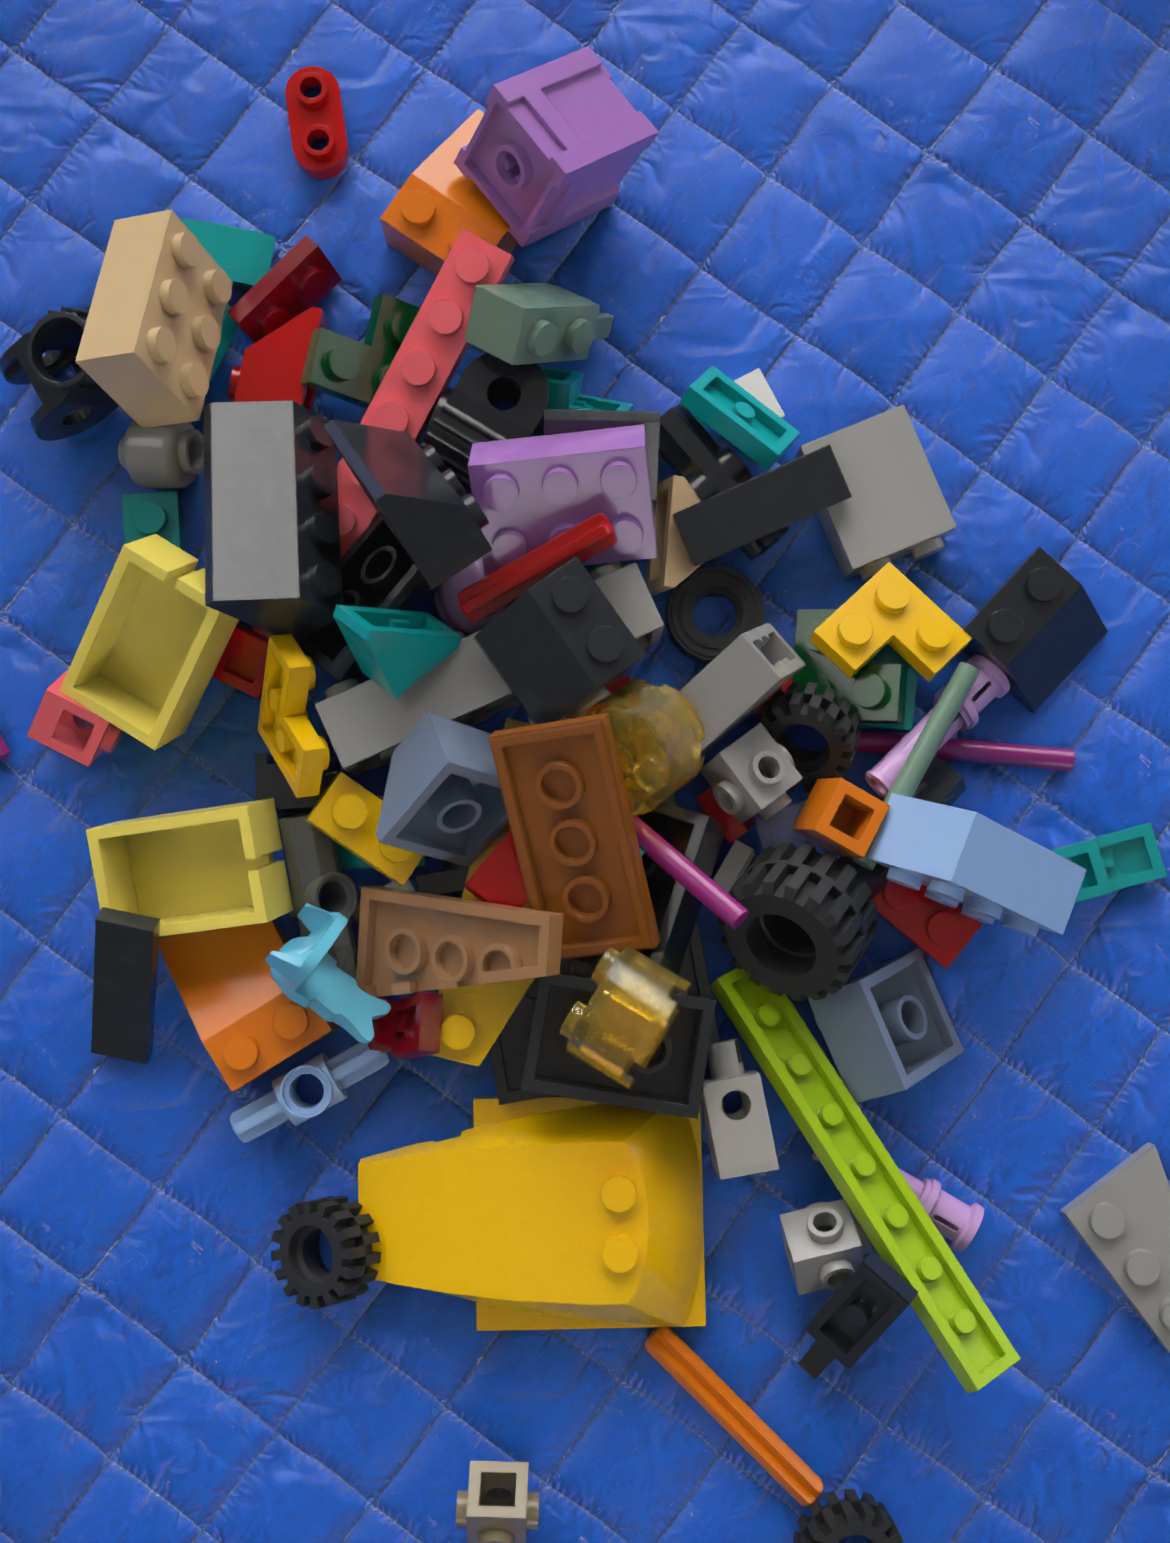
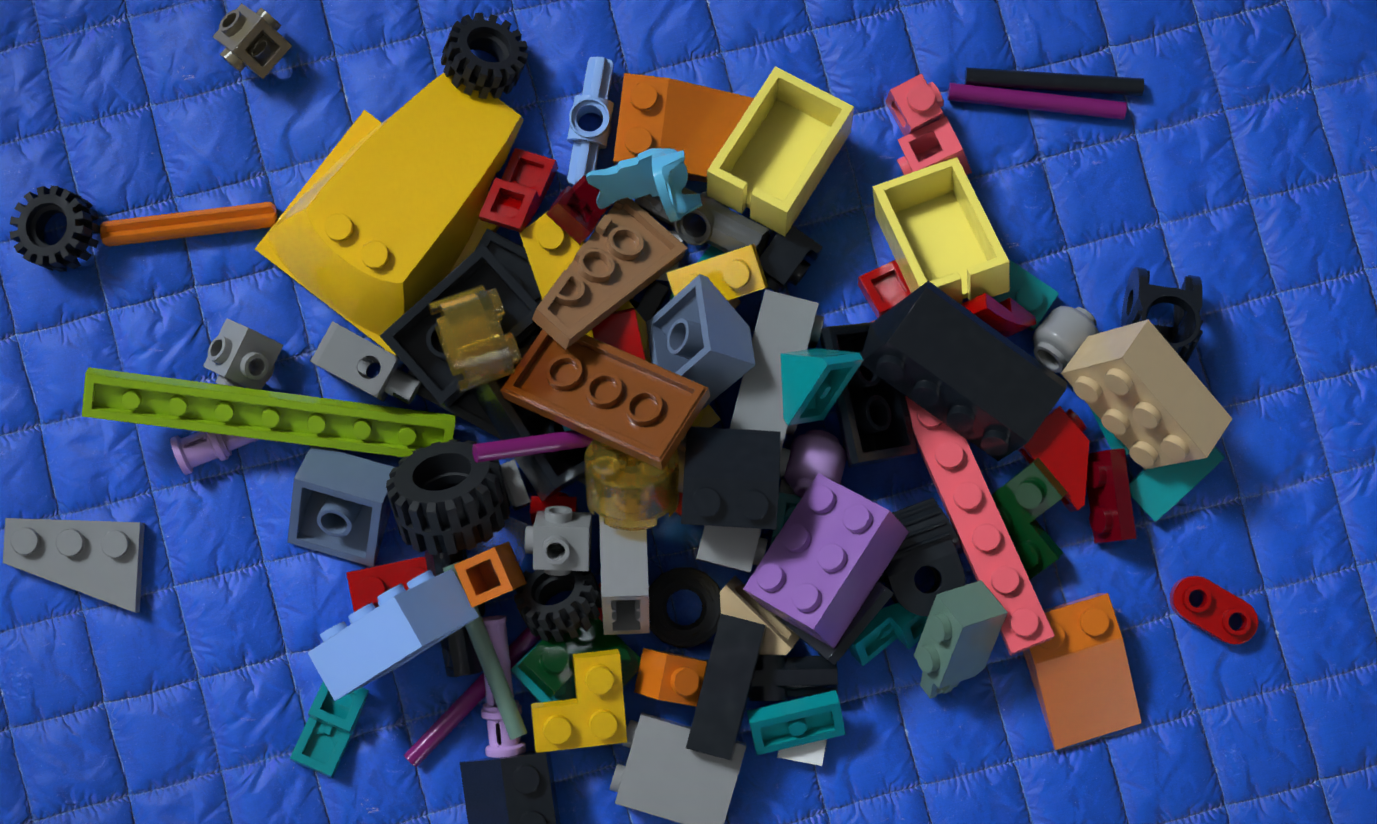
camera: 135 degrees right, 0 degrees up
(40, 776) = (915, 104): none -> coral brick
(124, 984) = (741, 58): black tile -> none
(186, 524) = (1003, 316): none -> red slope
(284, 717) = (827, 280): yellow plate -> none
(415, 498) = (898, 462): black slope -> none
(436, 1102) = (519, 191): none -> red slope
(516, 577) = (793, 506): red axle -> none
(554, 145) = (1066, 743): medium lavender container -> none
(793, 571) = (670, 677): none -> orange brick
(856, 1315) = (187, 341): black hinge -> none

